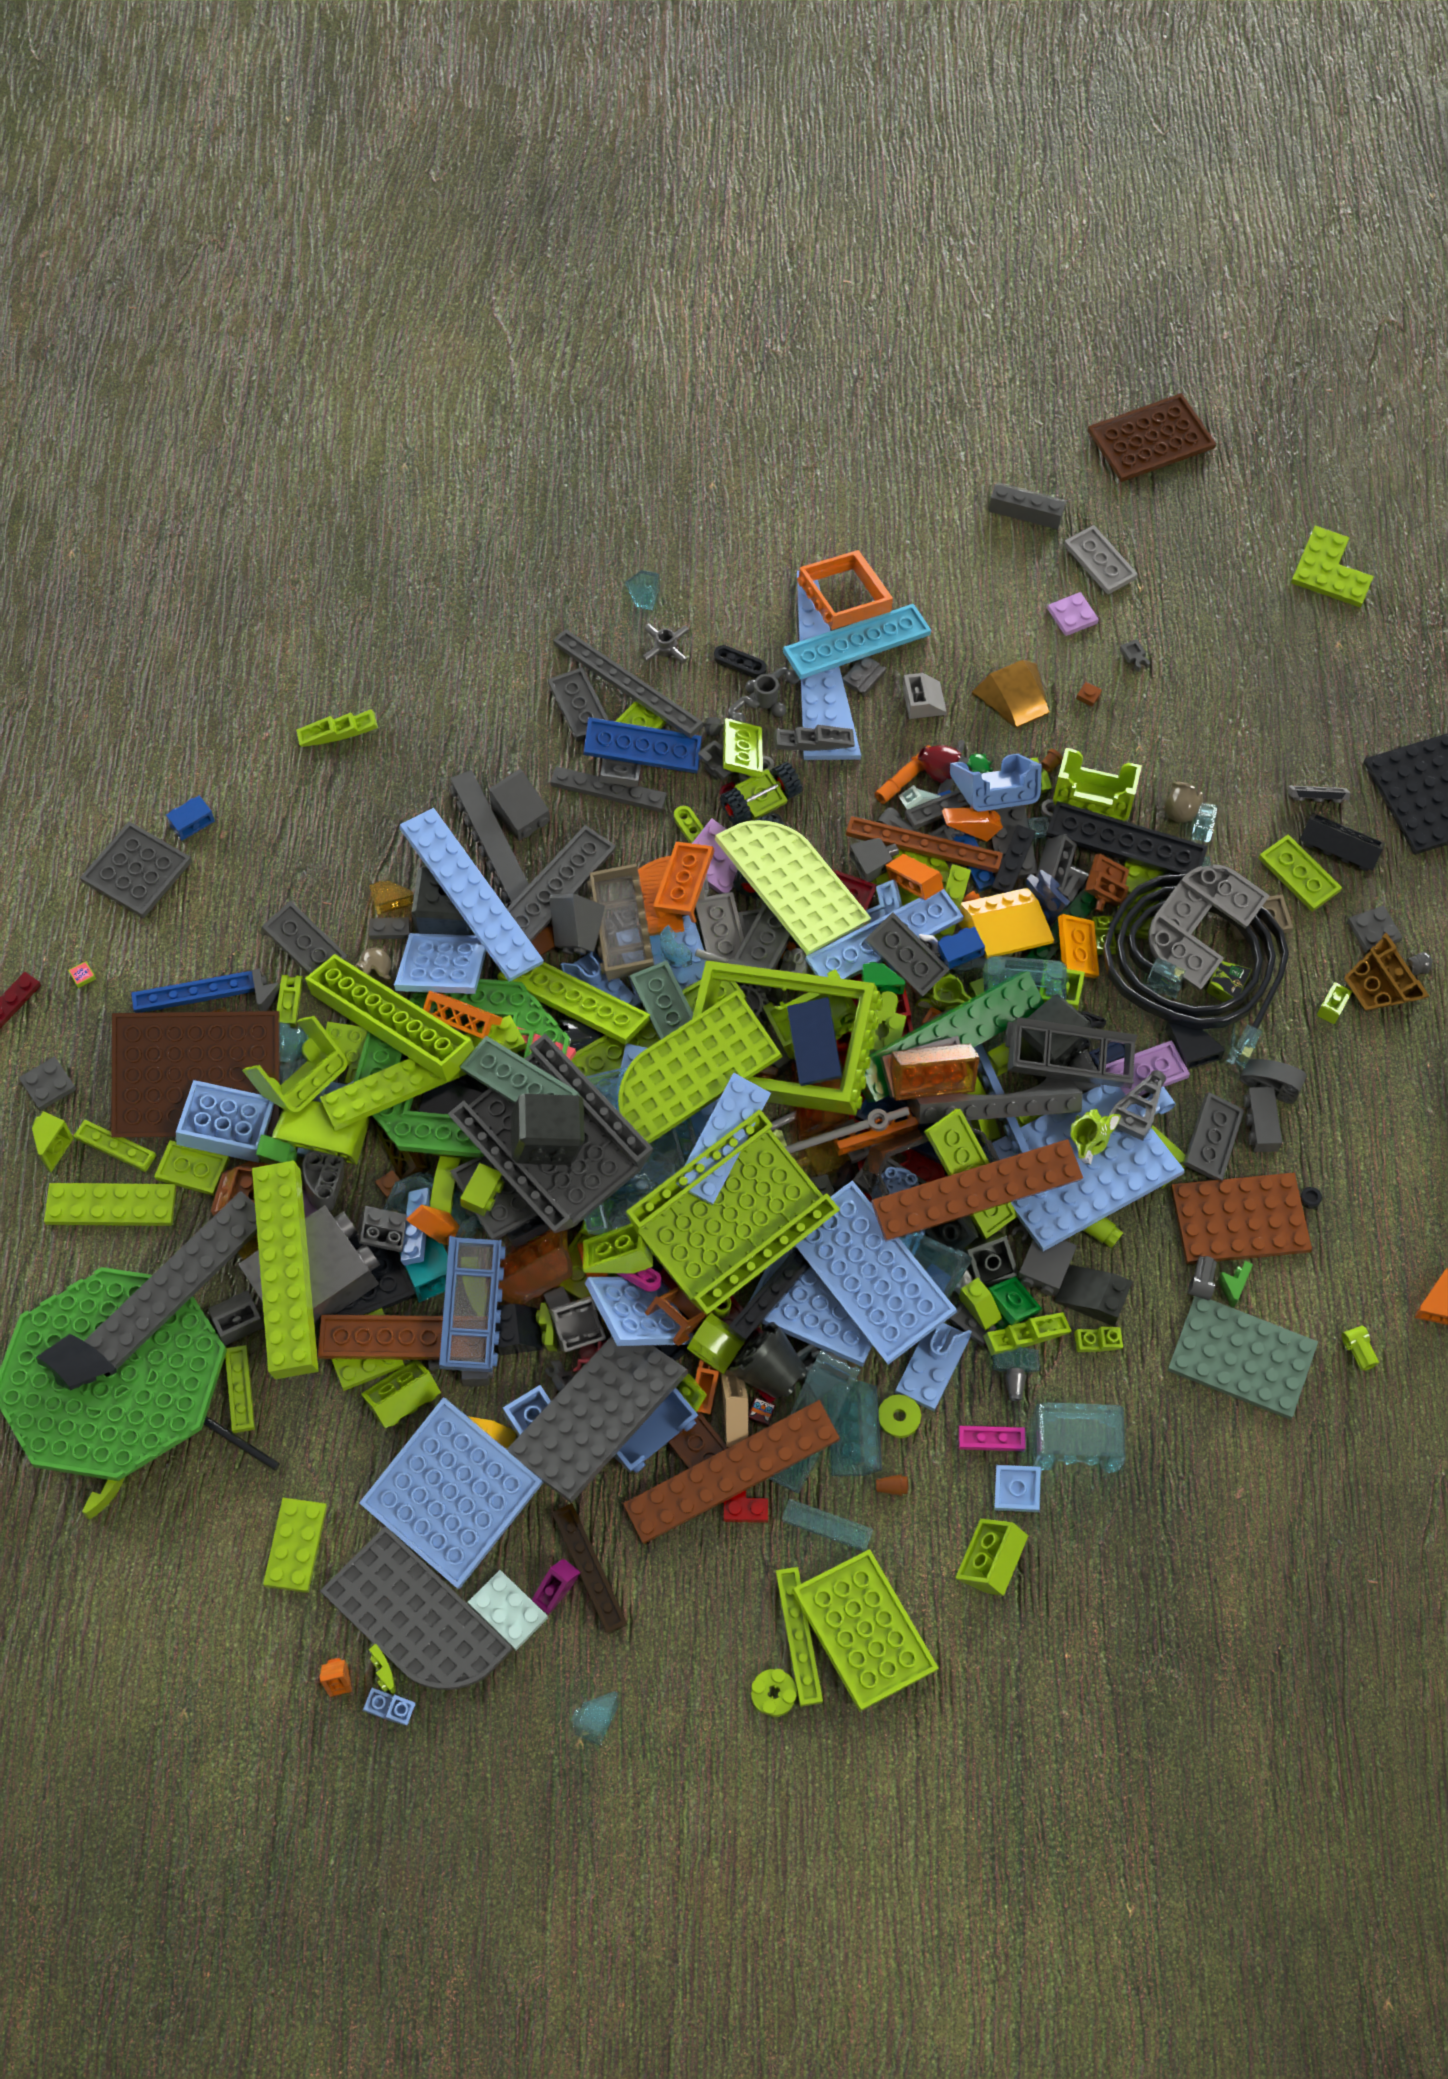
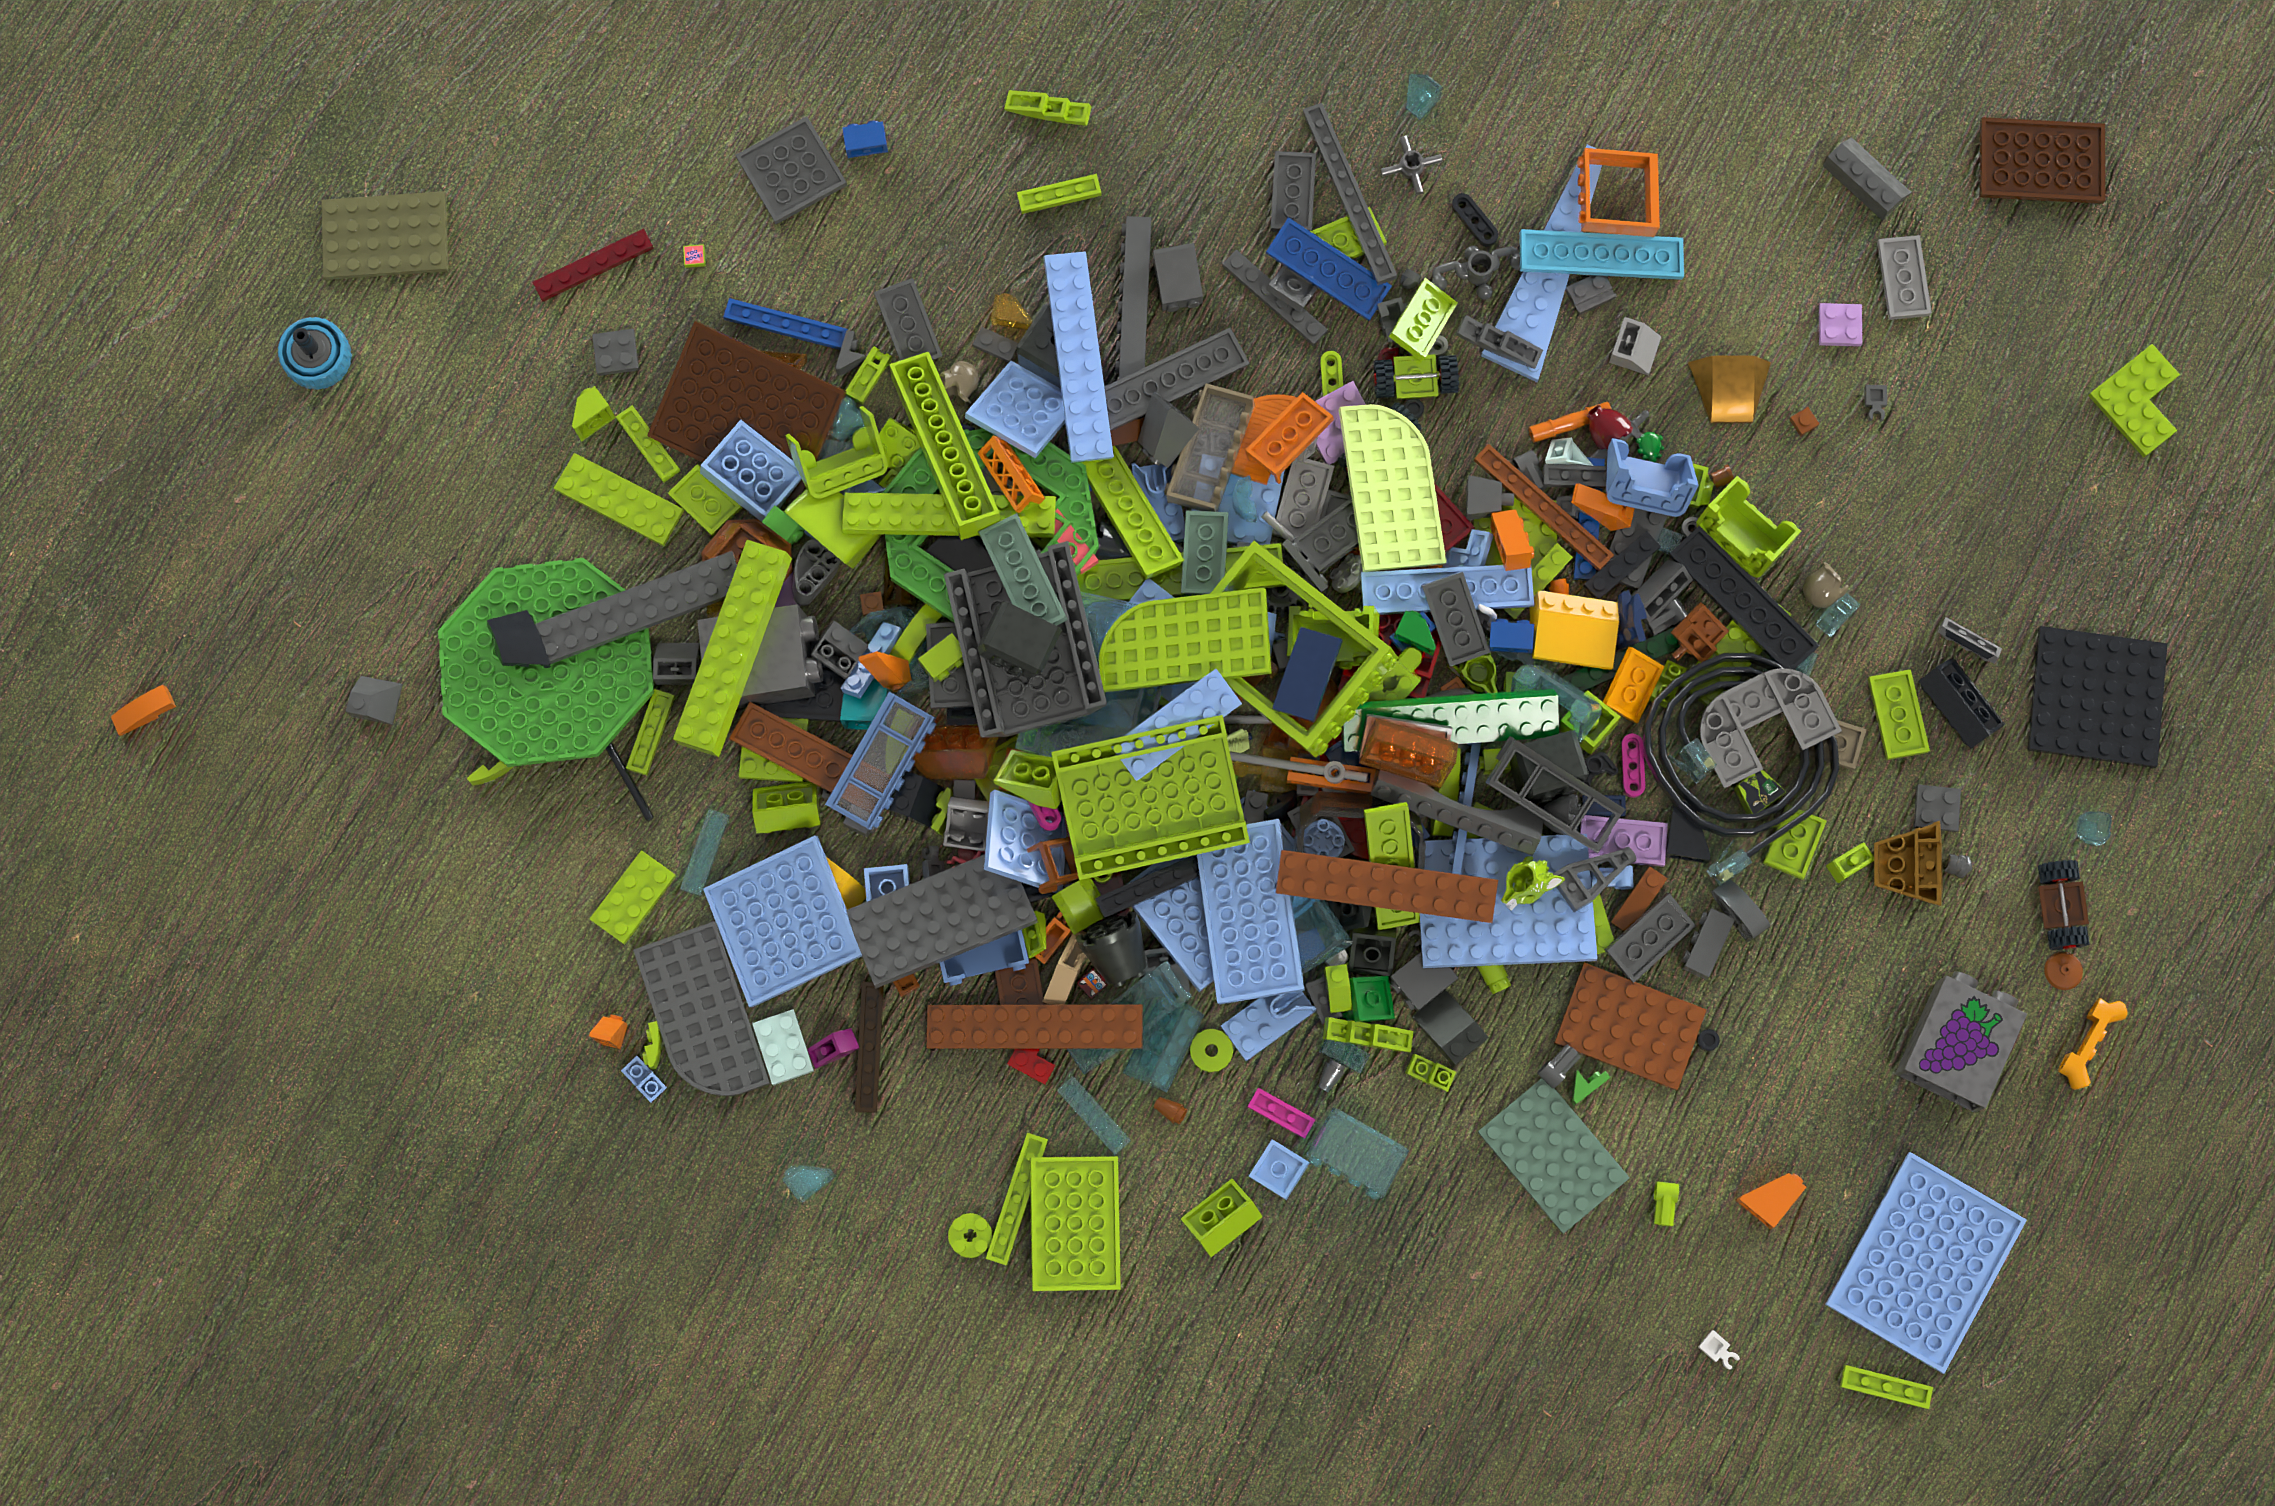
camera: 30 degrees right, 15 degrees up
(344, 1470) = (704, 852): none -> clear light blue plate
(381, 788) = (1059, 194): none -> lime plate
(592, 1495) = (906, 985): none -> dark orange tile
(1114, 1002) = (1636, 757): none -> dark pink plate
(1185, 1110) = (1639, 899): none -> dark orange slope
(1285, 1012) = (1795, 848): none -> lime tile

